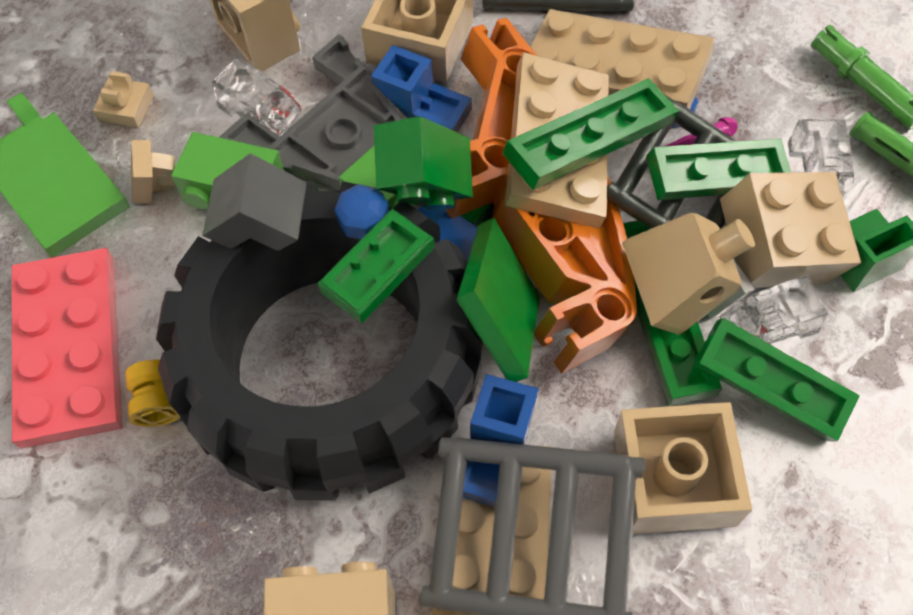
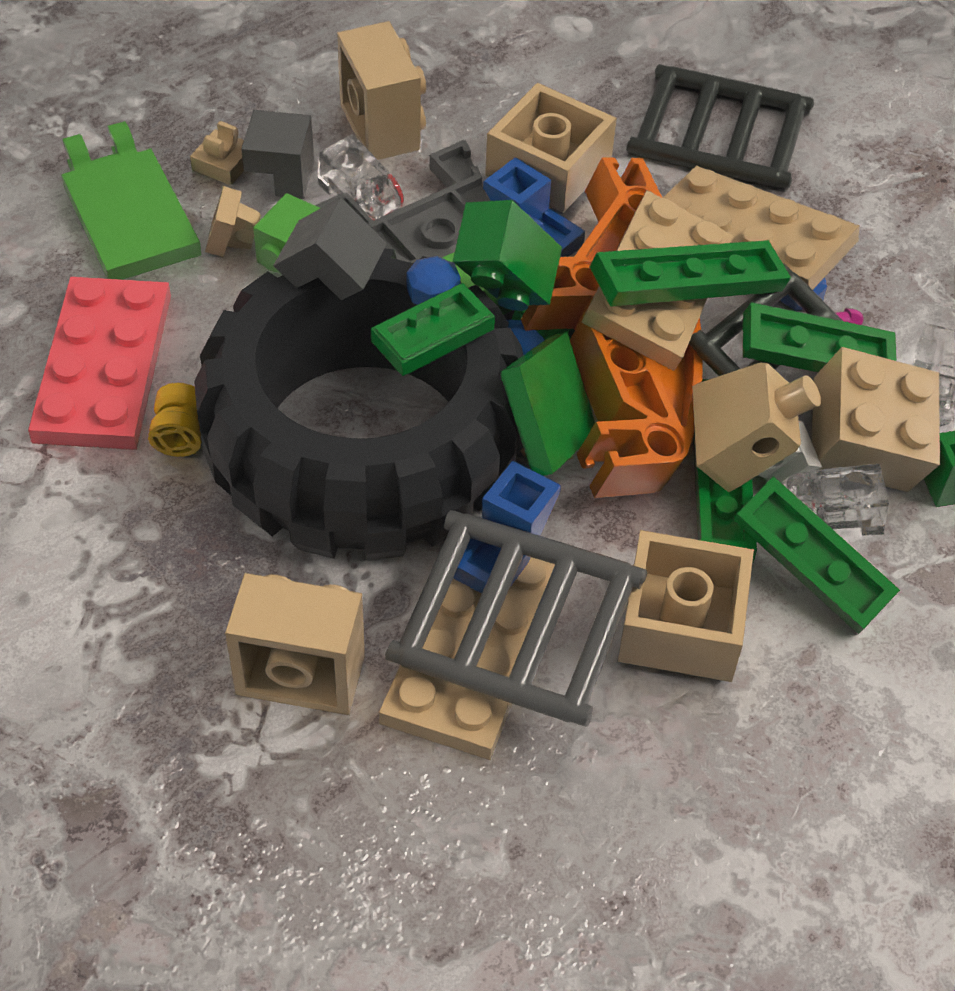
camera: 10 degrees right, 10 degrees down
(176, 84) = (282, 147): none -> dark grey piece

